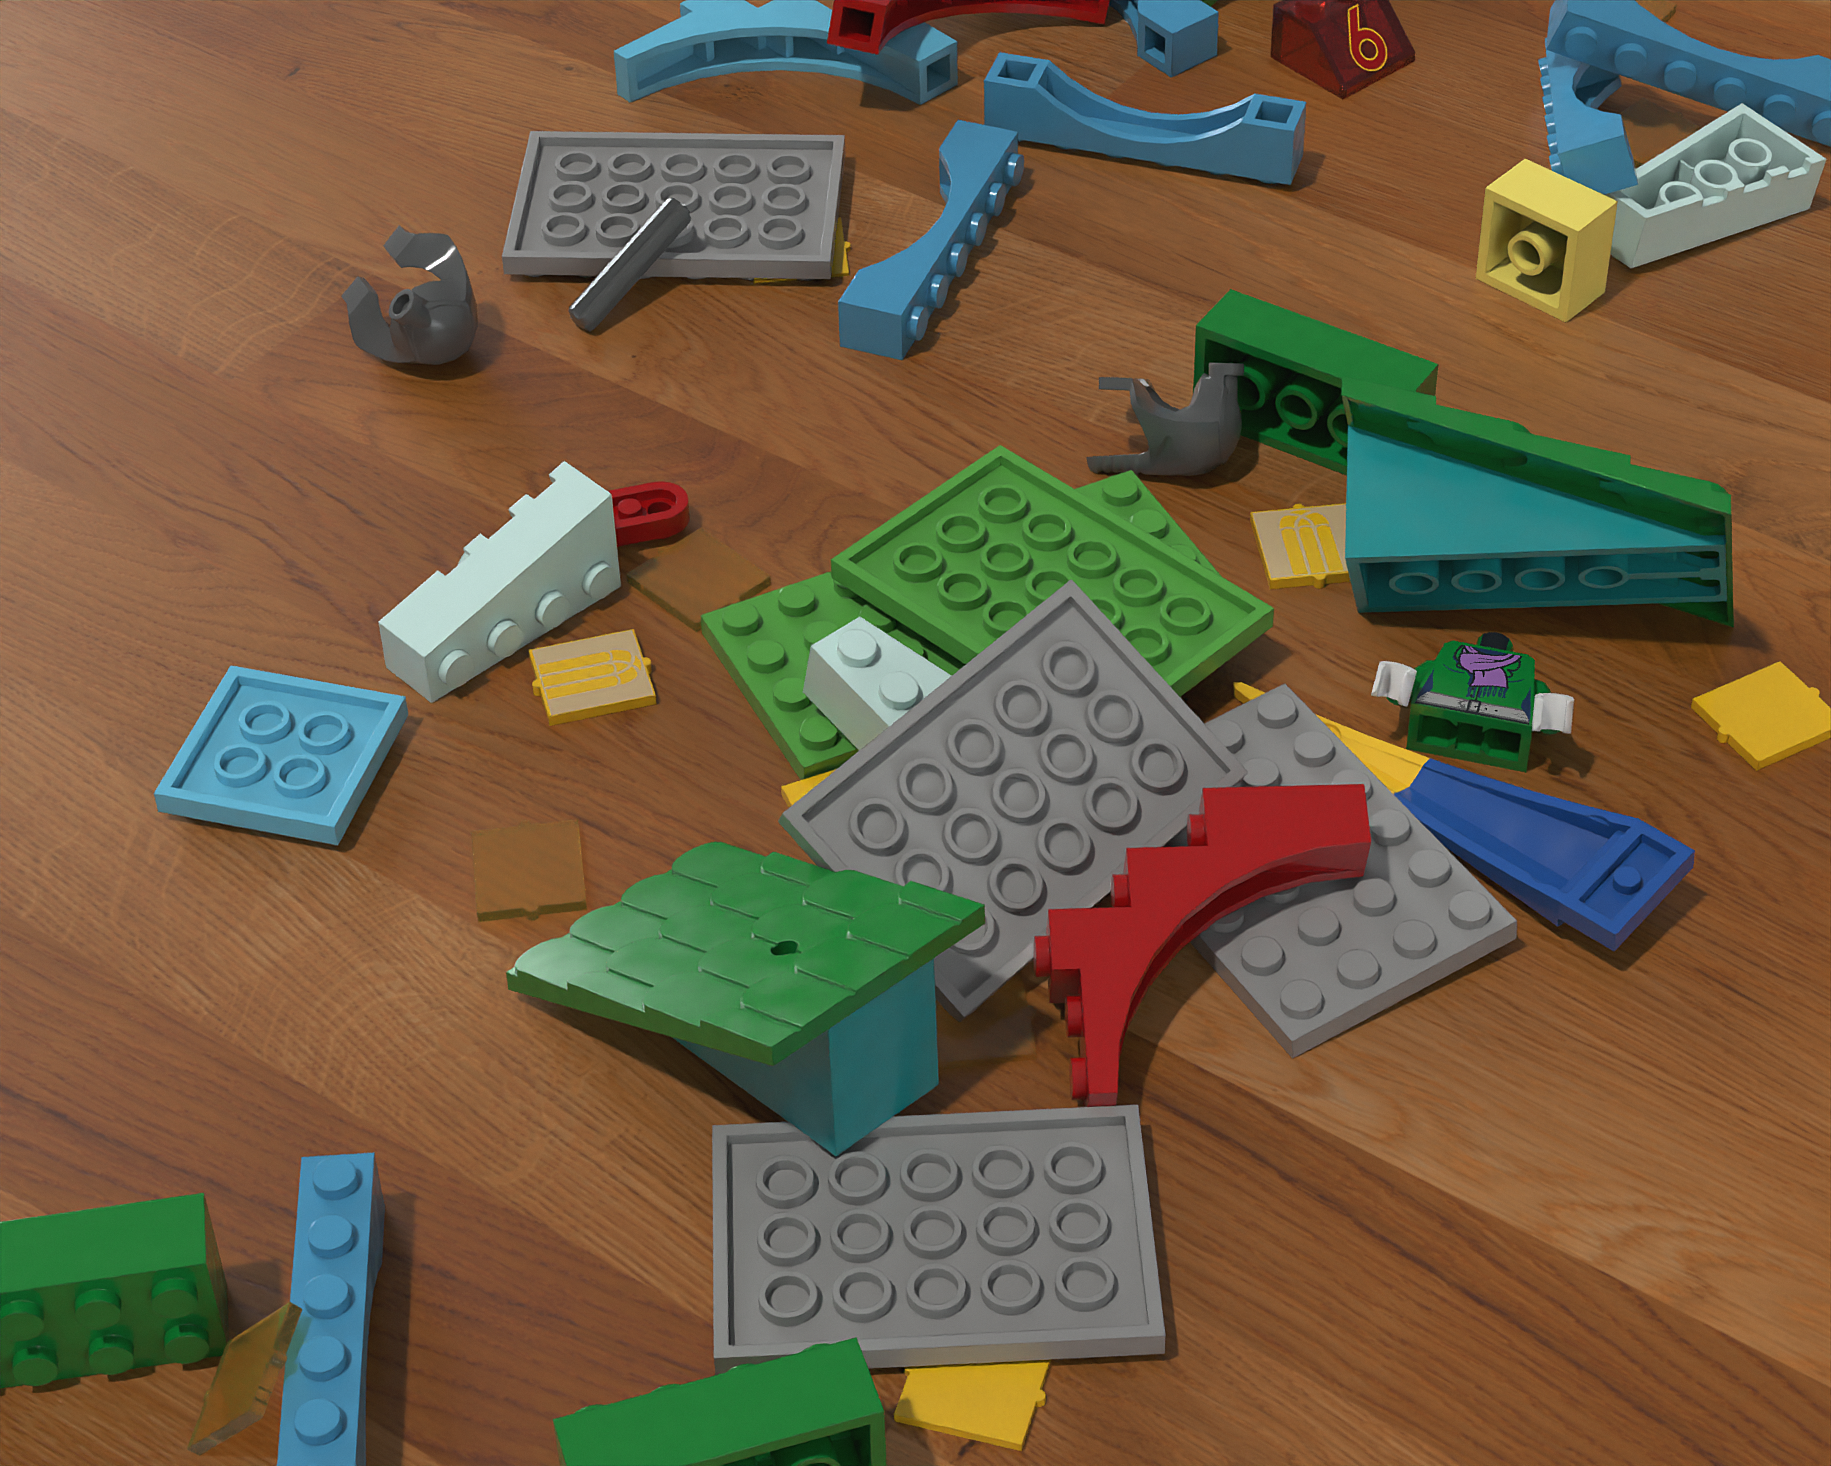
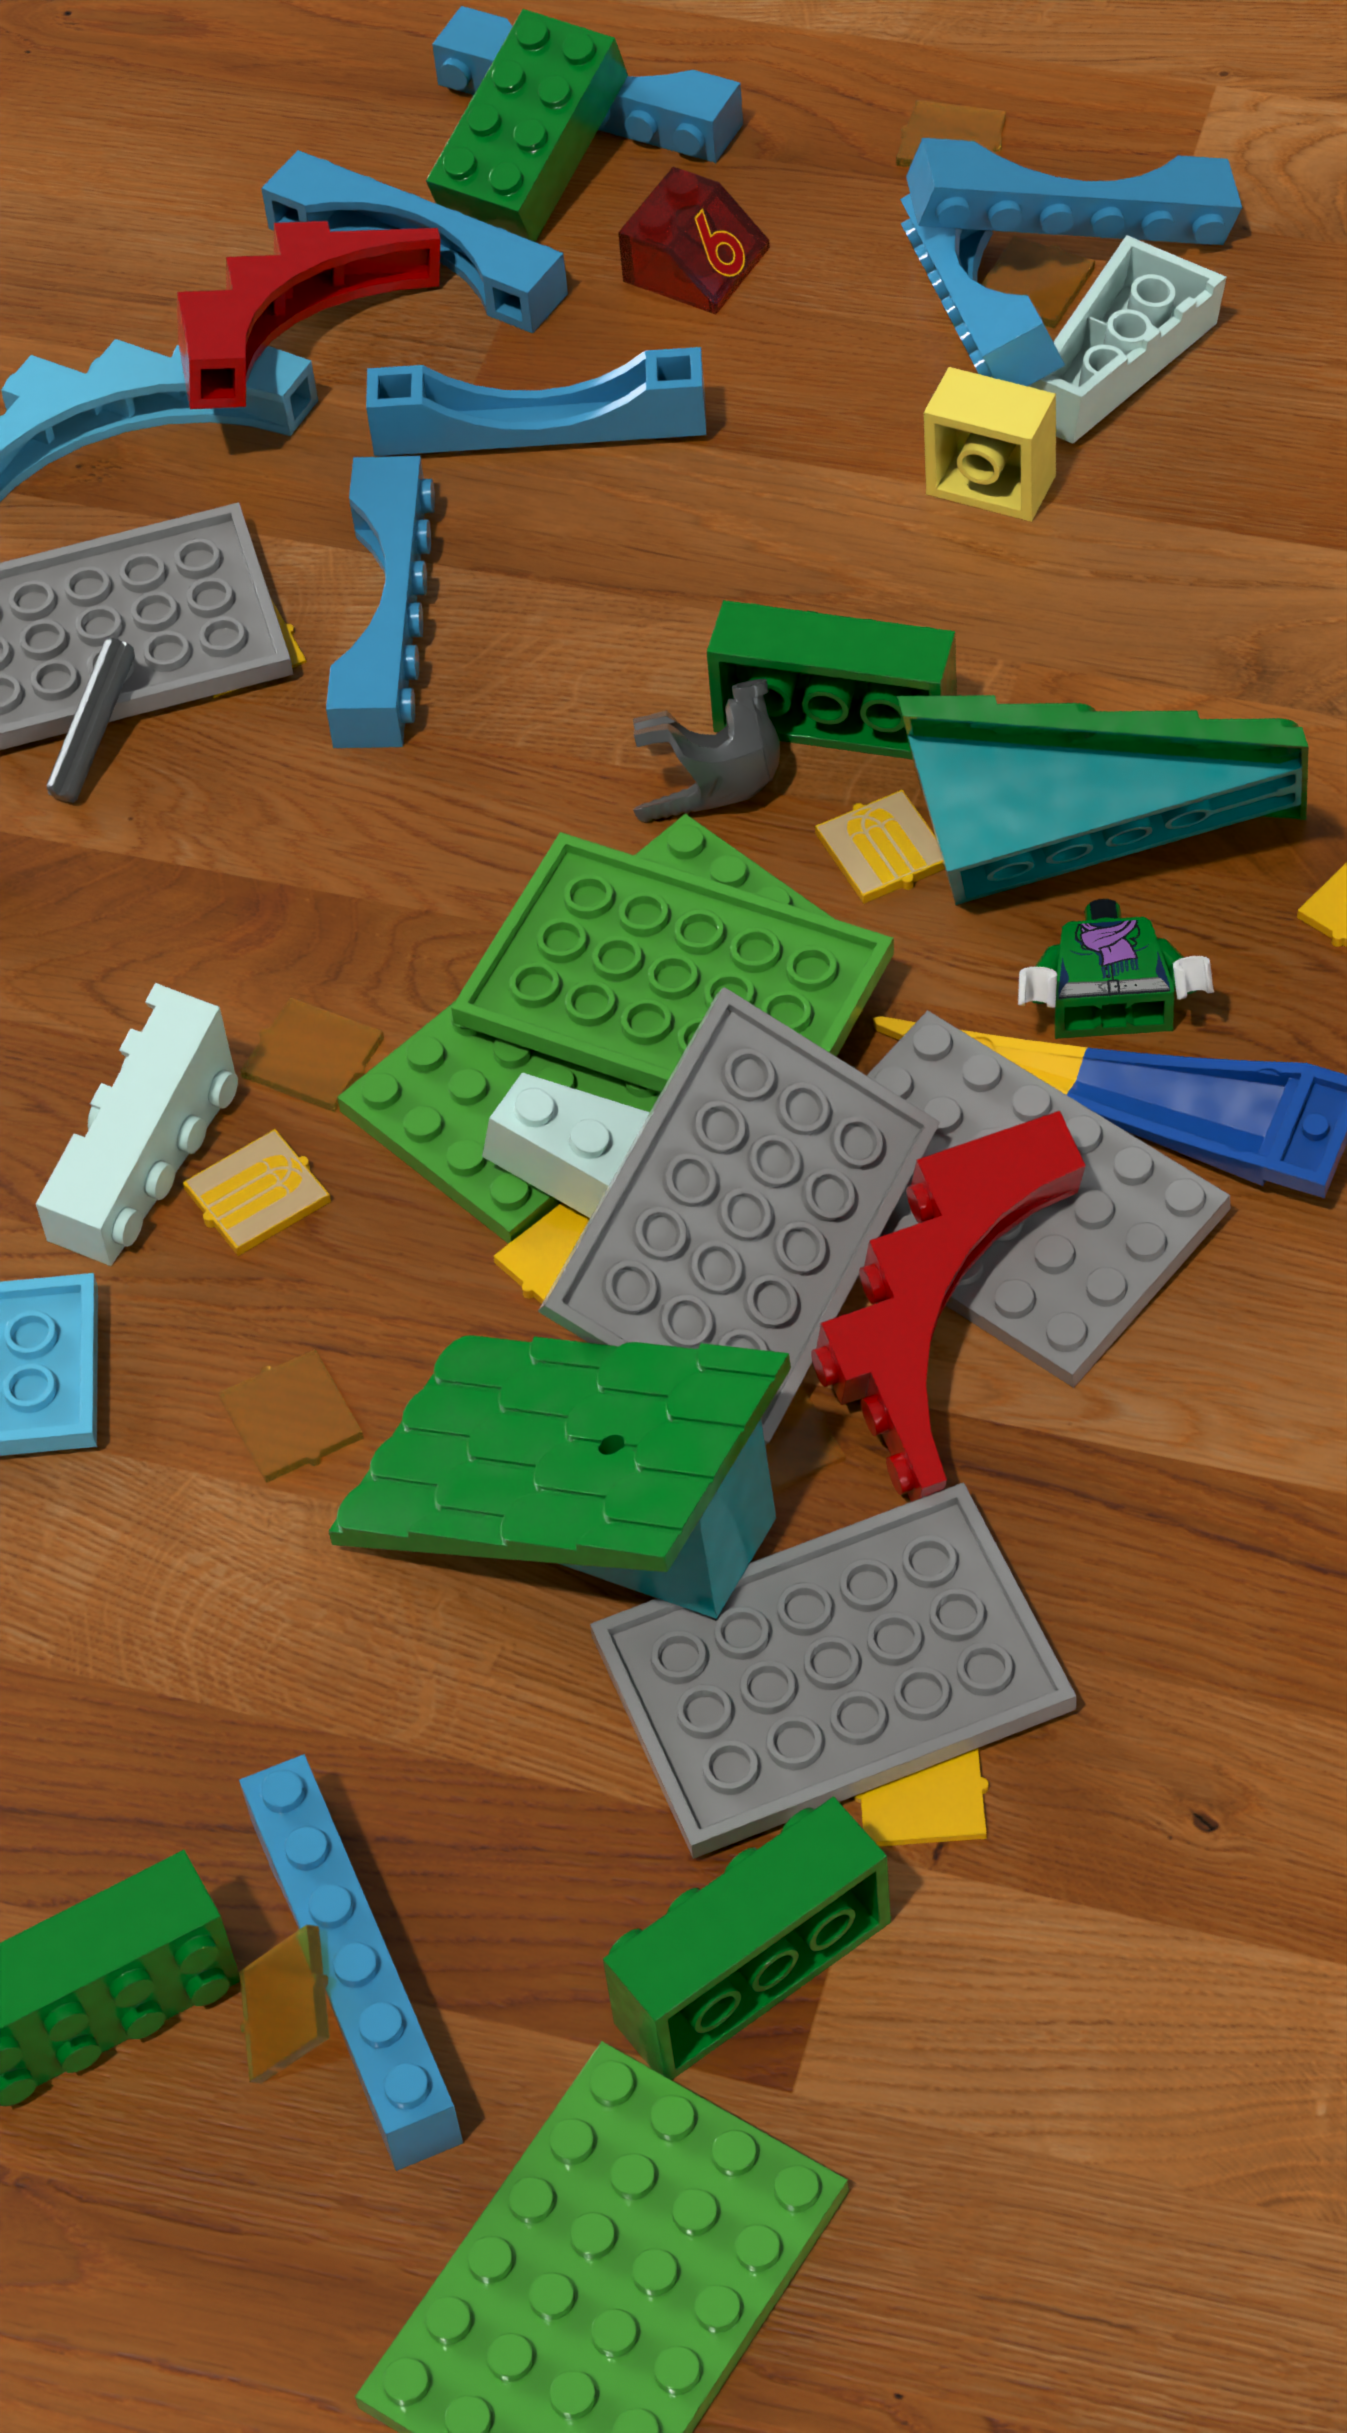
camera: 15 degrees left, 10 degrees up
(649, 512) = (233, 983): red plate -> none

